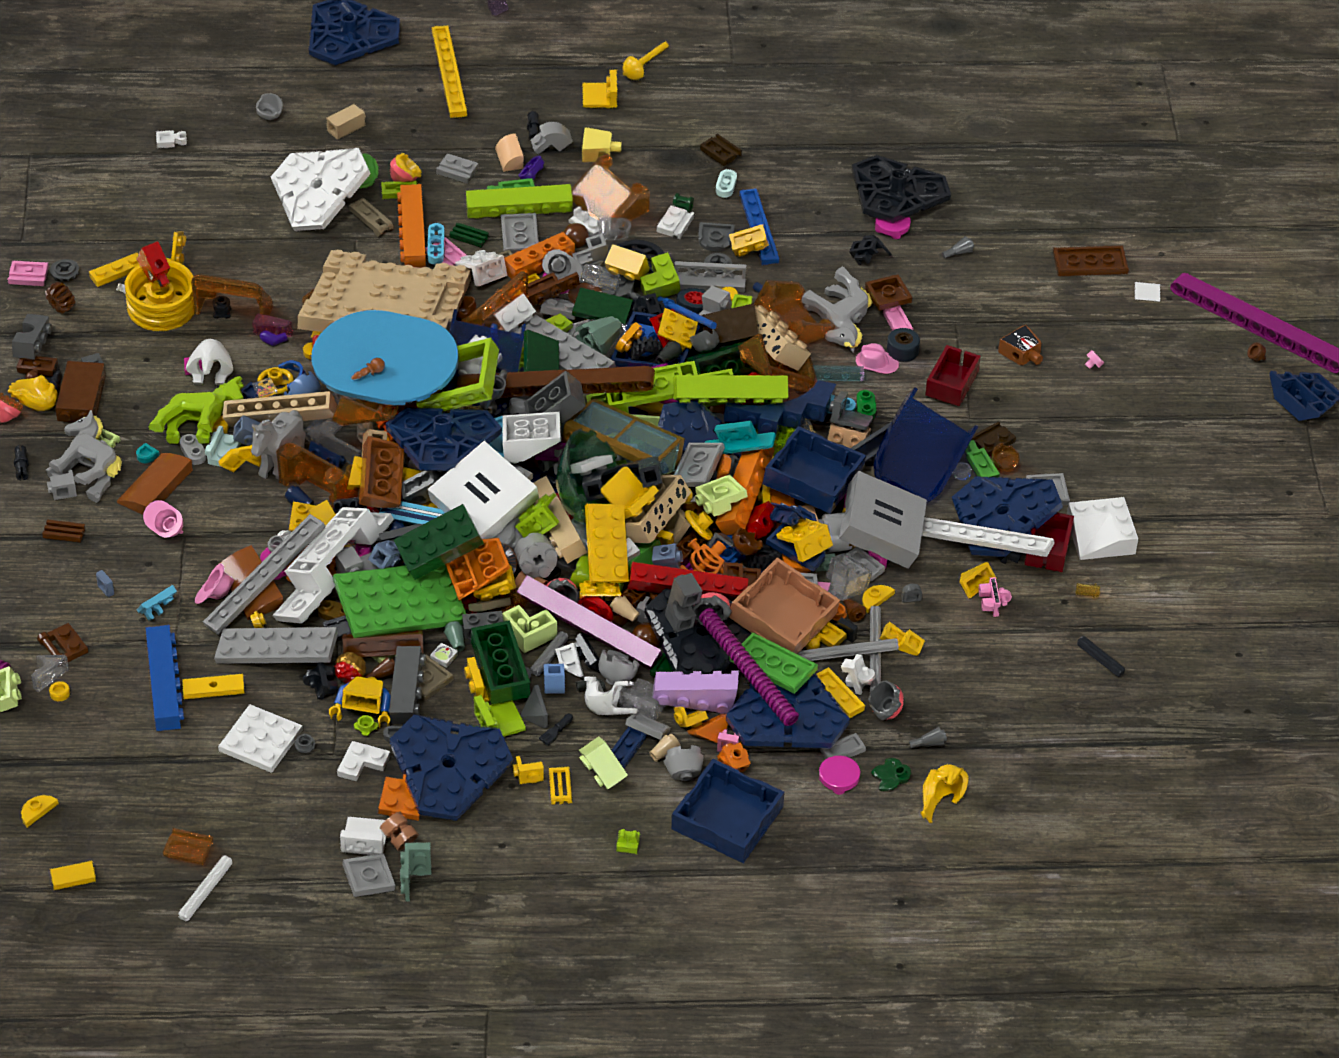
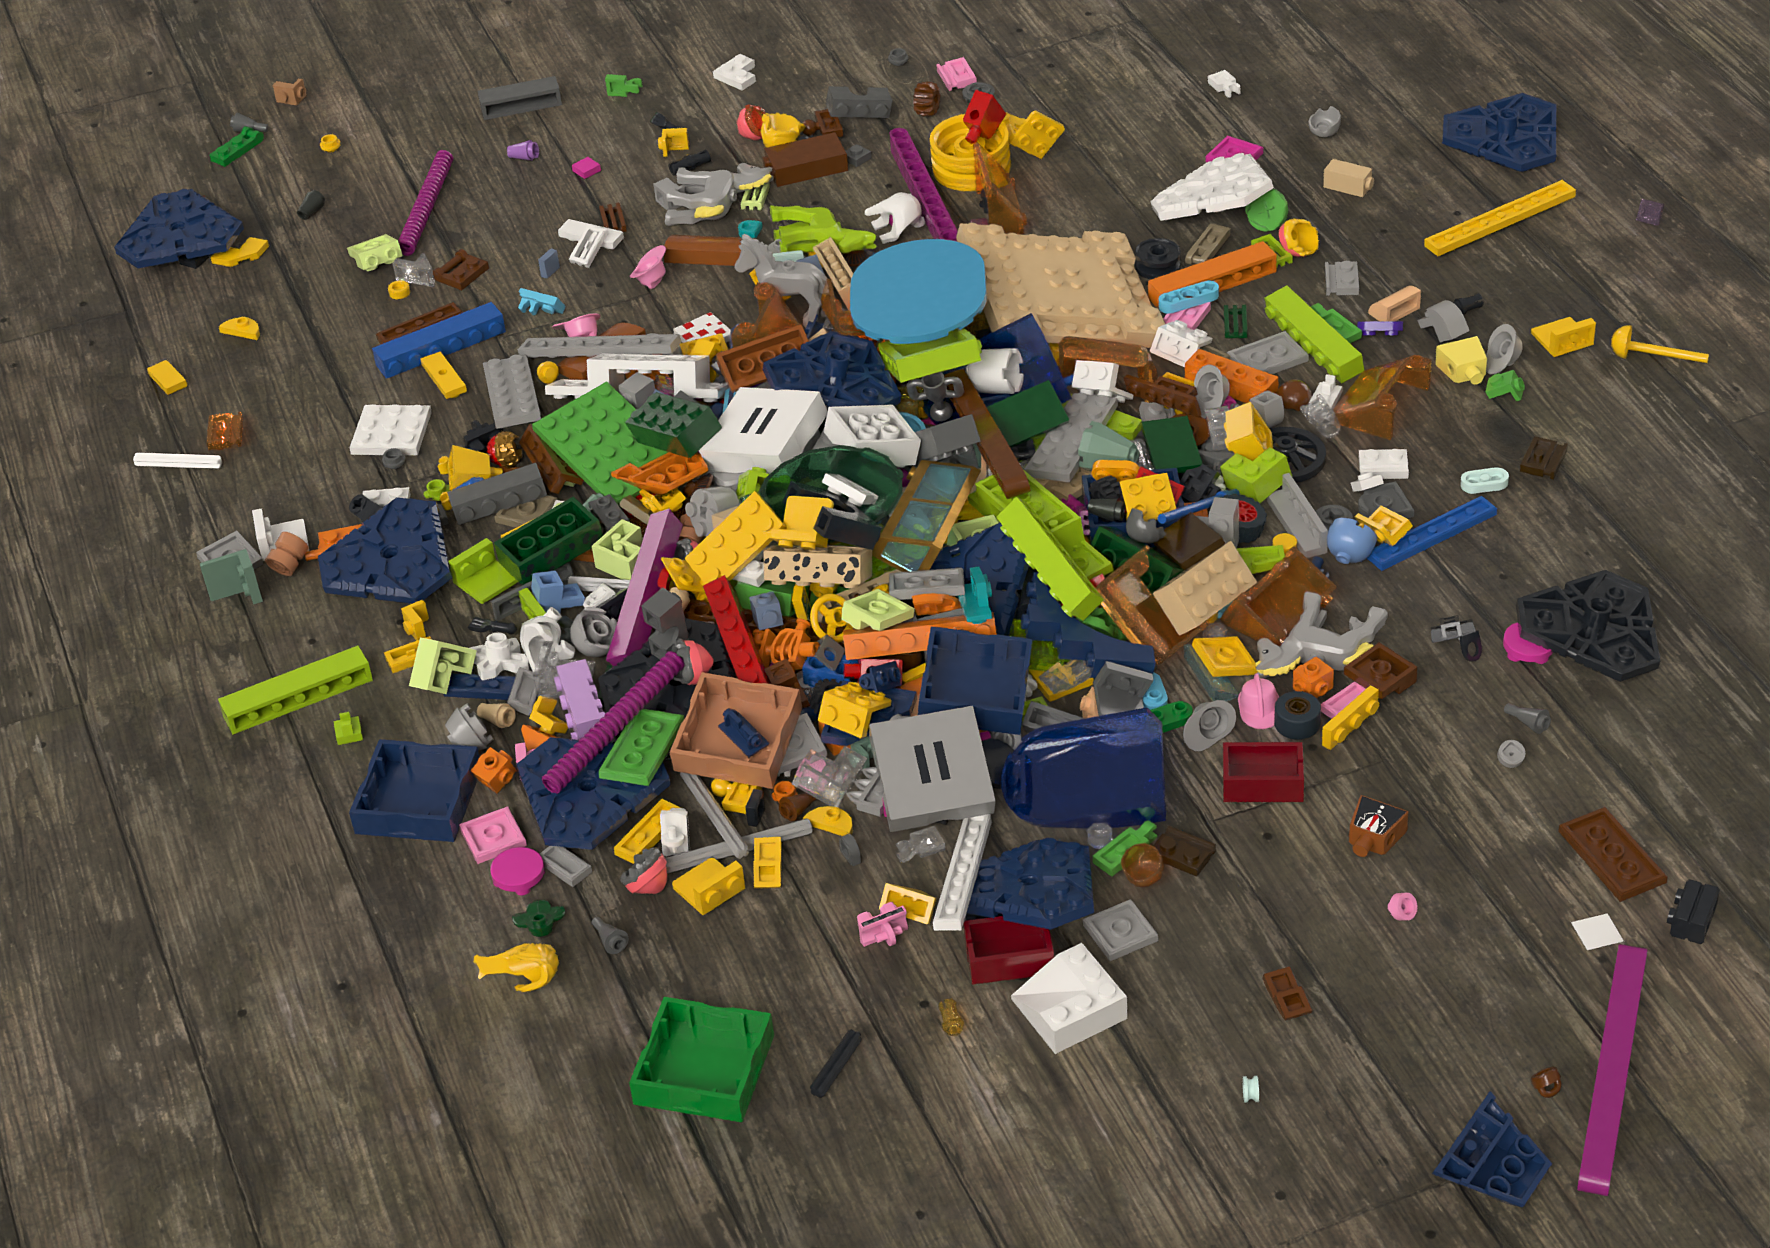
camera: 75 degrees right, 5 degrees down
(80, 548) = (574, 229): none -> white tile
(109, 566) = (591, 246): none -> white tile
(124, 689) = (417, 323): none -> reddish brown tile
(187, 339) = (921, 185): none -> magenta beam
(261, 166) = (1230, 146): none -> dark pink tile
(269, 517) = (702, 327): none -> white tile
(371, 243) = (1157, 258): none -> black wheel
(376, 365) = (885, 282): dark orange bar -> none
(383, 767) = (363, 507): none -> black piece
(562, 697) = (530, 604): none -> lime tile
(567, 862) = (295, 689): none -> lime brick
(601, 119) = (1503, 349): none -> light grey piece
(605, 727) = (499, 655): none -> white plant
(635, 138) = (1505, 383): none -> bright green bracket
(688, 202) = (1416, 460): dark green bush -> none
(695, 234) = (1366, 481): none -> white plate
(745, 542) = (825, 663): reddish brown hair -> none
(756, 261) = (1350, 542): none -> medium blue cylinder
(788, 607) = (742, 733): none -> dark blue hinge
(793, 779) = (492, 834): none -> bright pink tile
(828, 357) = (1224, 656): none -> yellow tile
(877, 324) = (1313, 677): none -> orange brick
(887, 384) = (1209, 724): none -> light grey piece
(912, 673) = (710, 884): none -> yellow bracket
(919, 322) = (1350, 717): none -> yellow plate
(926, 557) = (923, 842): none -> clear plate
(987, 267) = (1511, 753): none -> light grey tile
(1073, 717) = (702, 1059): none -> green tile
(1140, 436) = (1286, 994): none -> reddish brown slope
(1158, 245) = (1693, 911): none -> black brick
(1210, 469) = (1250, 1089): none -> light aqua bush

